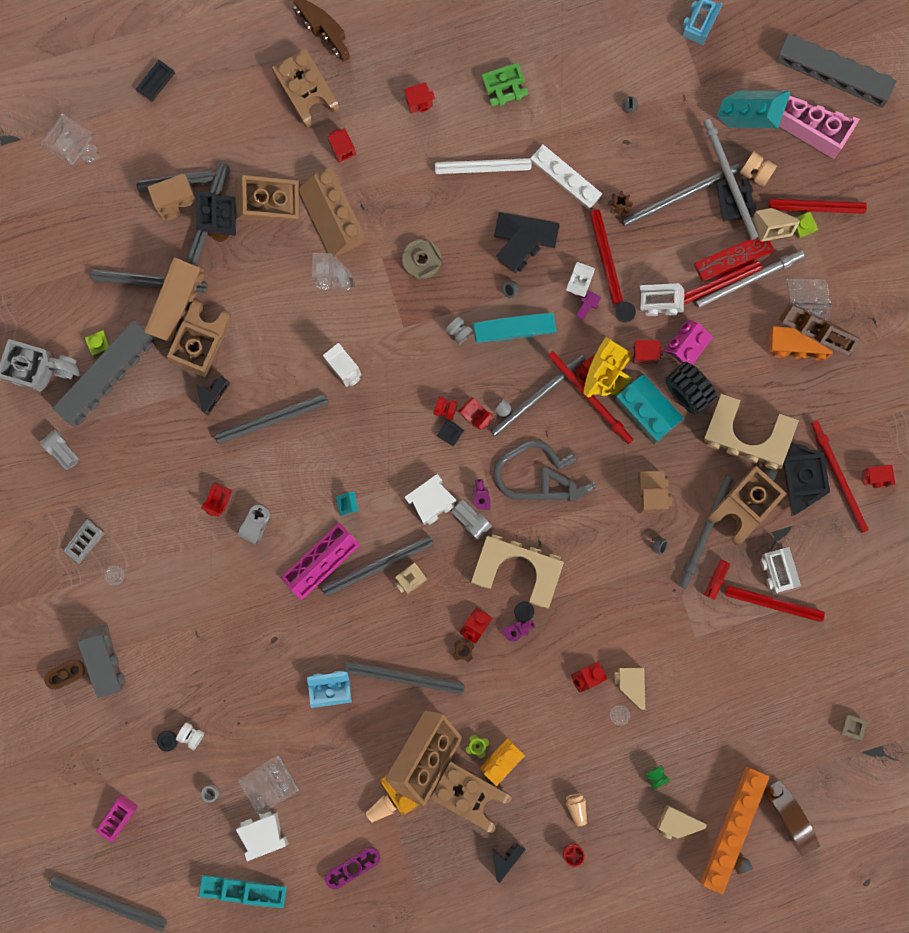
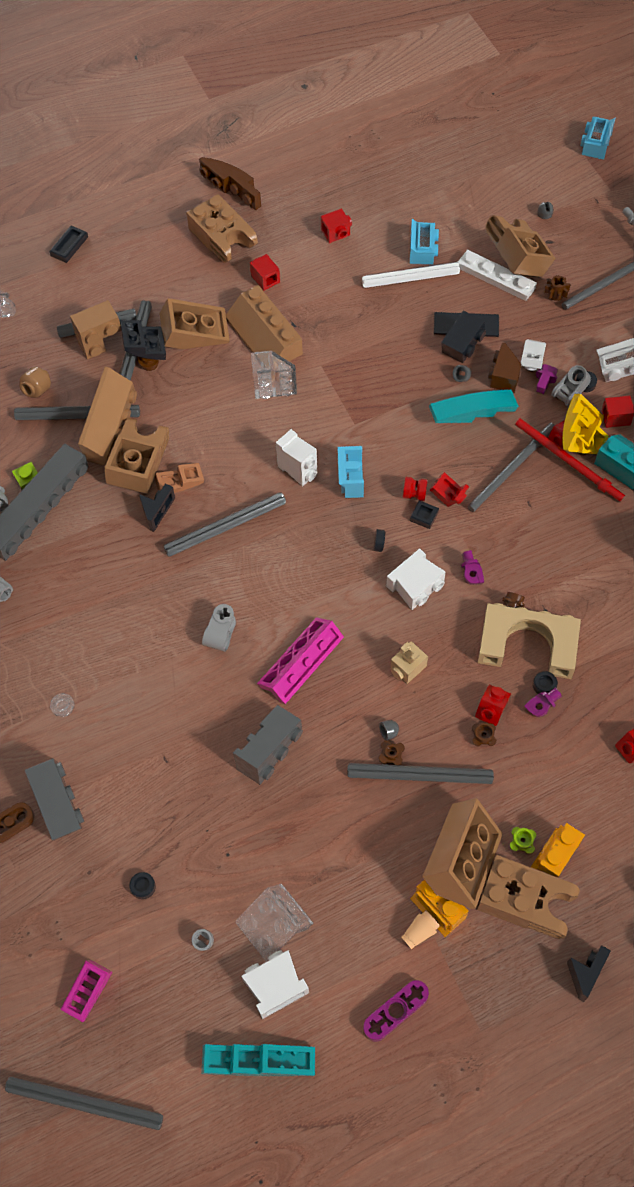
camera: 10 degrees left, 20 degrees down
(78, 537) = (22, 661): light grey slope -> none
(111, 244) = (35, 382): none -> medium nougat head
(190, 736) = (170, 873): white wheel -> none
(217, 500) = (174, 609): red bracket -> none
(236, 366) = (183, 478): none -> nougat slope
(282, 638) = (268, 745): none -> dark grey wedge
(329, 689) = (333, 795): medium azure bracket -> none
(347, 503) = (322, 595): teal plate -> none
(377, 565) = (366, 656): dark grey axle -> none
(385, 635) = (388, 729): none -> dark grey hinge
(389, 384) = (350, 471): none -> medium azure window
(389, 654) = (394, 759): none -> reddish brown plate
(405, 456) = (379, 540): none -> black tile
(424, 248) = (363, 369): dark tan plate -> none
(459, 330) = (416, 416): light grey wheel -> none
(473, 522) = (470, 597): light grey piece -> none
(500, 130) = (423, 242): none -> medium azure window
(503, 79) = (417, 202): bright green plate -> none
(503, 409) = (477, 482): light grey hinge -> none
(512, 532) = (513, 600): none -> reddish brown plate
(546, 473) = (572, 554): dark grey piece -> none
(552, 292) = (506, 370): none -> reddish brown slope
(592, 152) = (520, 246): none -> medium nougat brick
(606, 256) = (552, 333): red axle -> none
(607, 321) = (570, 386): none -> light grey piece

